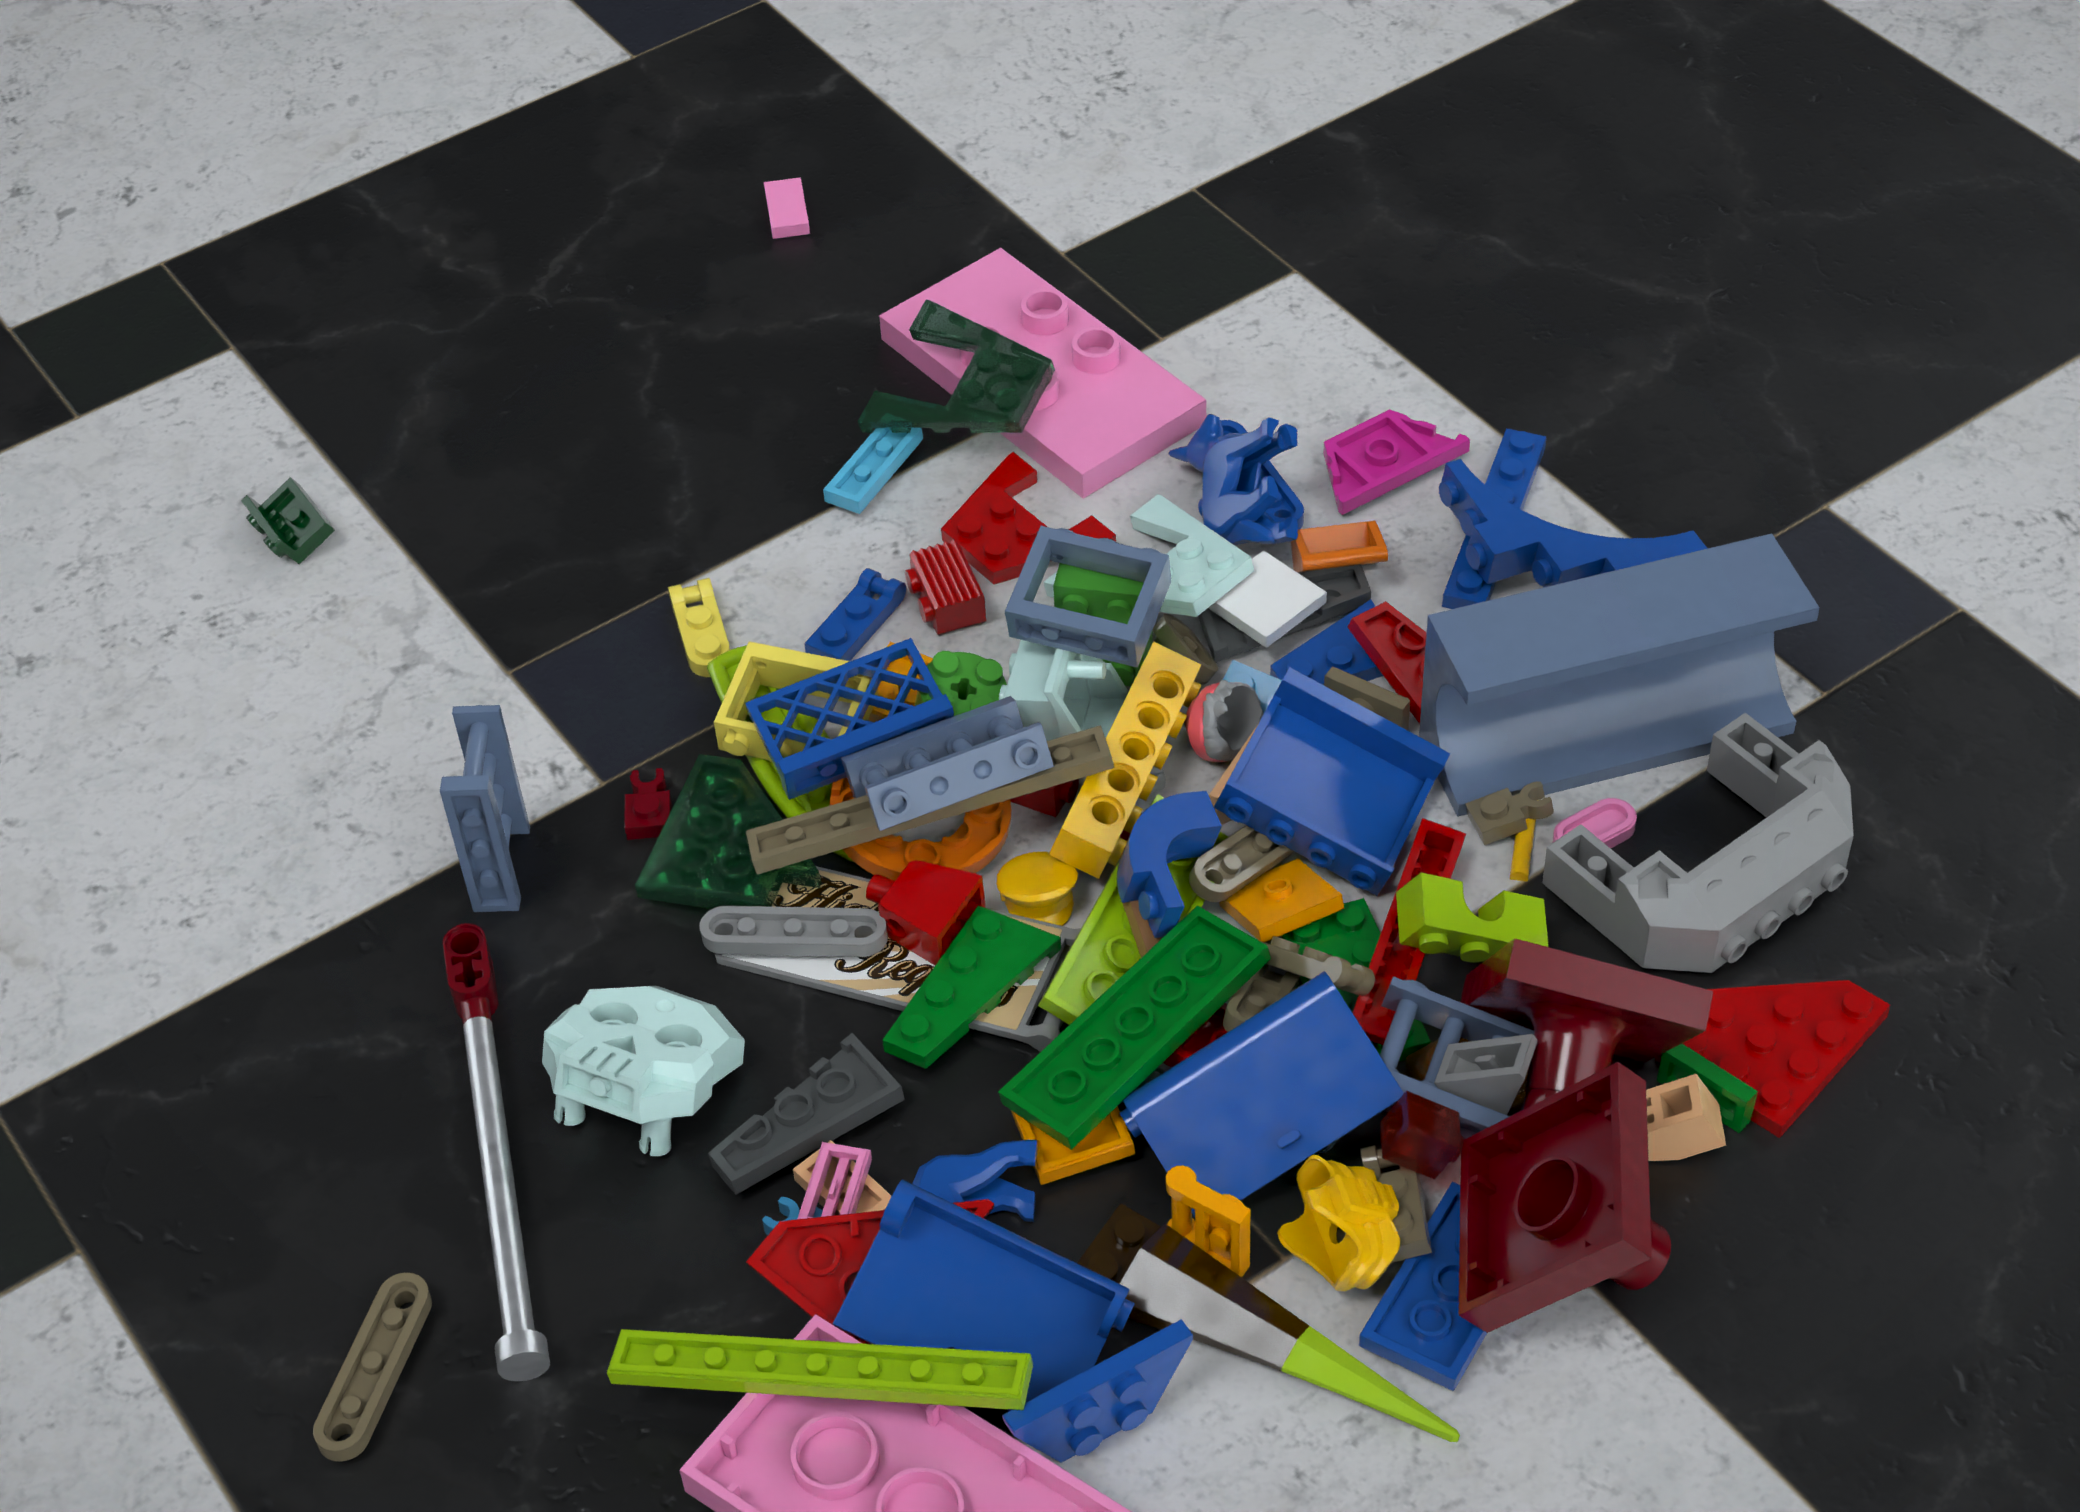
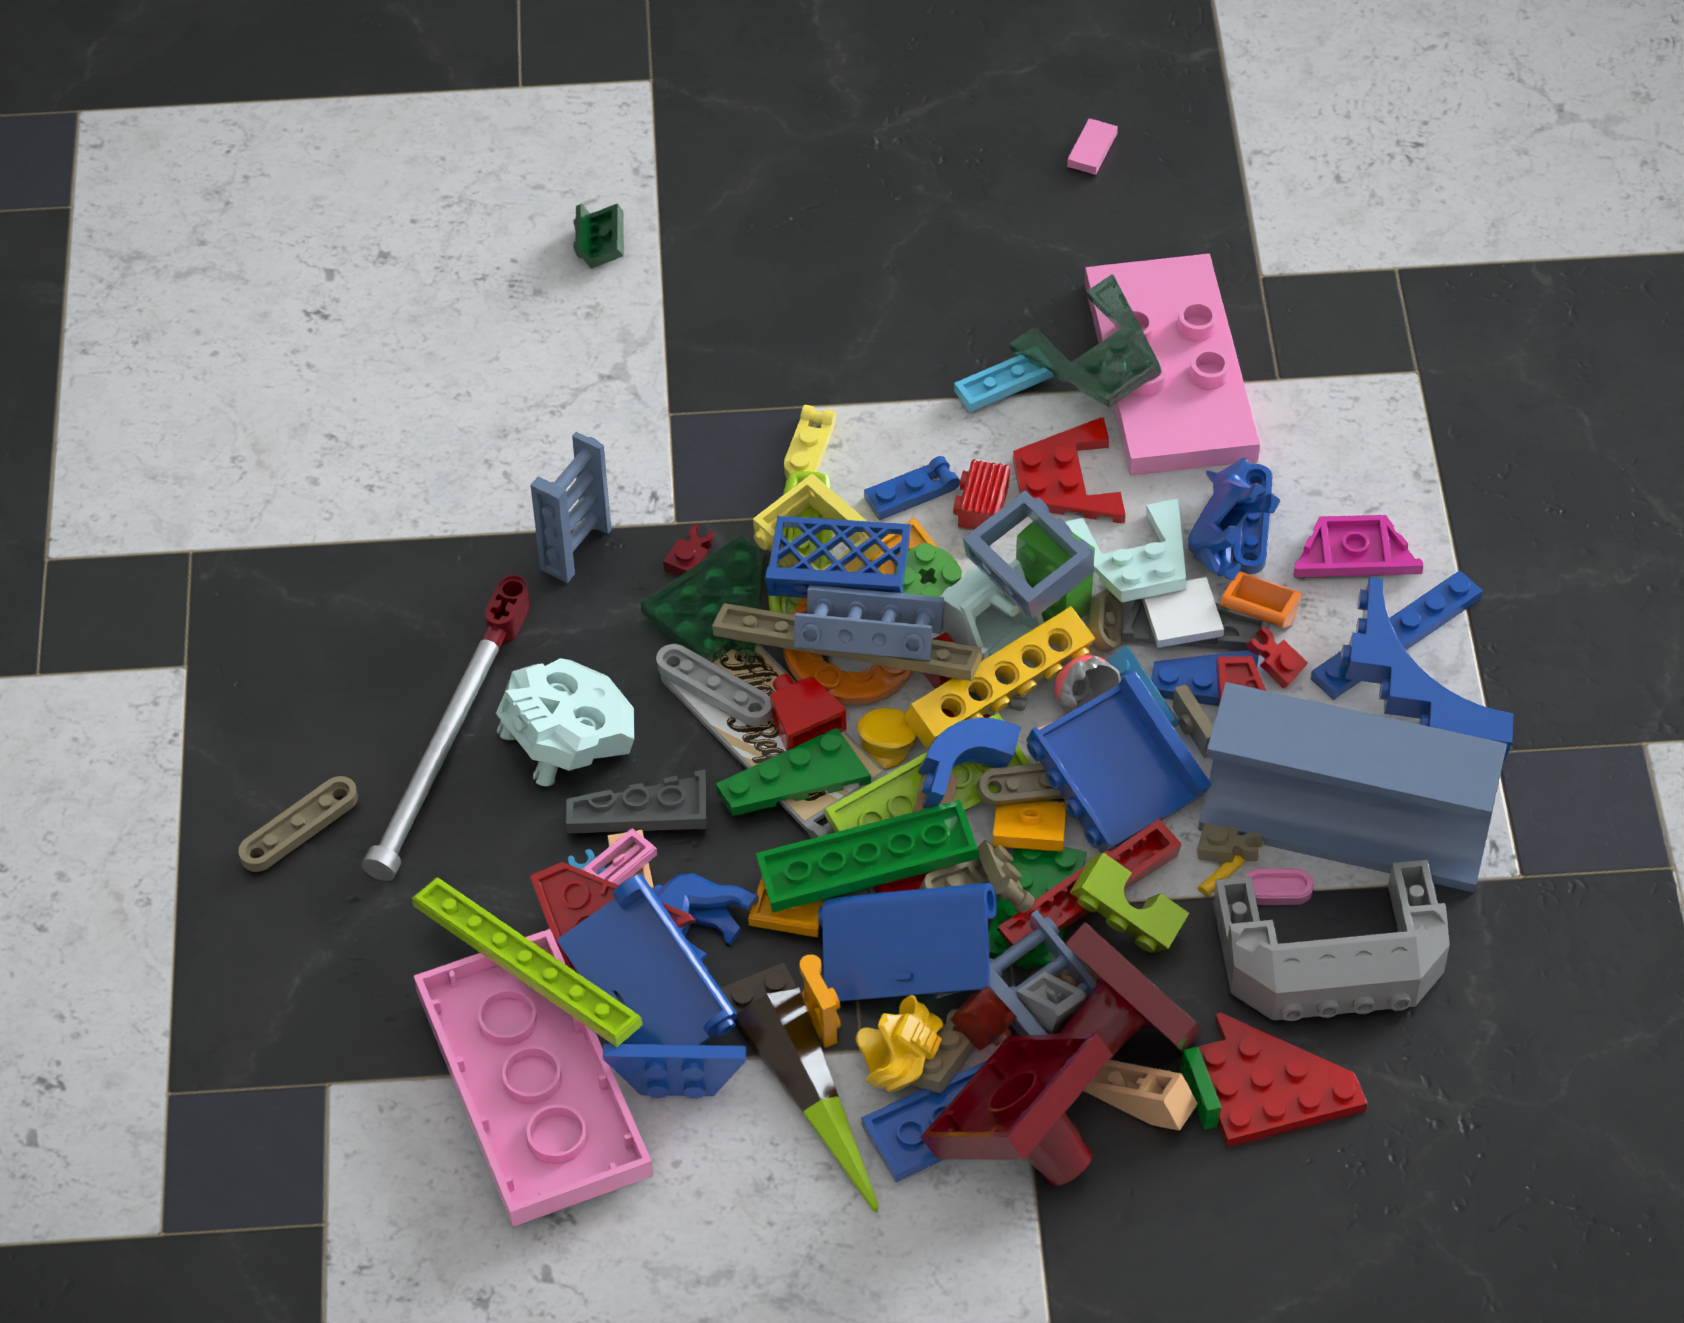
camera: 30 degrees right, 5 degrees up
(1403, 594) = (1280, 659): none -> red plate

